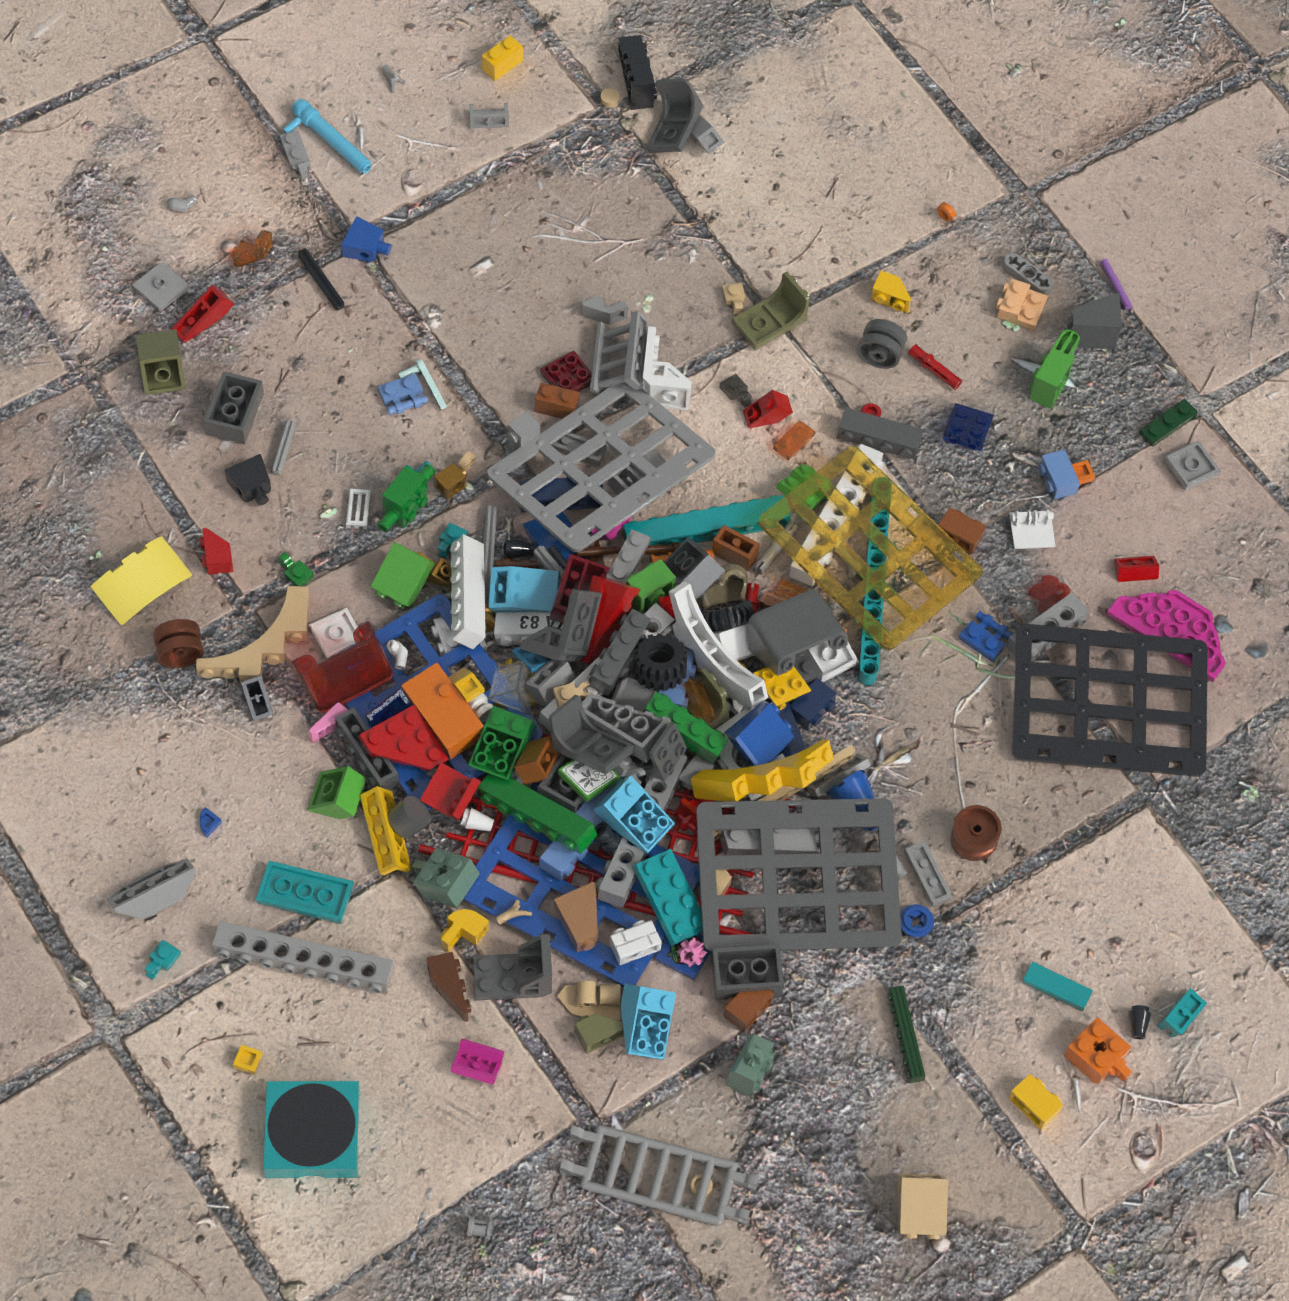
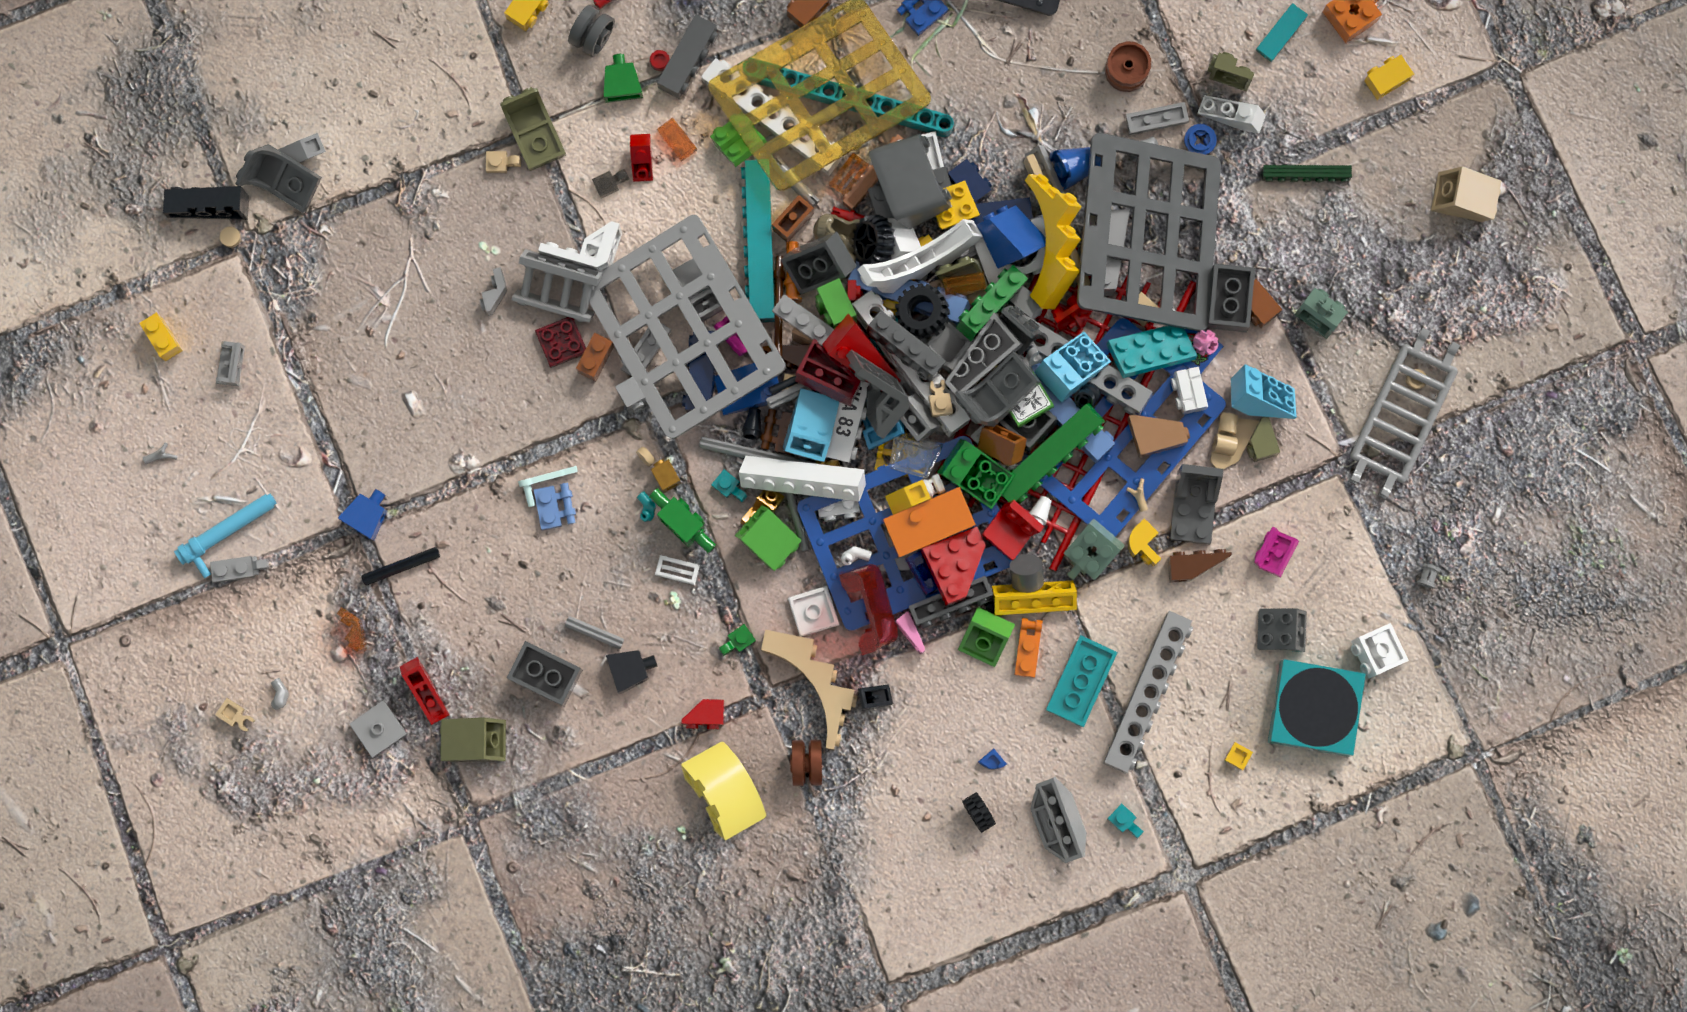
camera: 75 degrees left, 20 degrees up
(150, 810) = (978, 812): none -> black tyre
(156, 169) = (232, 714): none -> tan plate
(332, 837) = (1028, 648): none -> orange plate
(386, 1186) = (1378, 651): none -> white plate
(393, 1085) = (1282, 629): none -> dark grey bracket
(840, 381) = (621, 81): none -> green torso
(952, 948) = (1233, 113): none -> white slope
(997, 929) = (1225, 71): none -> olive plate

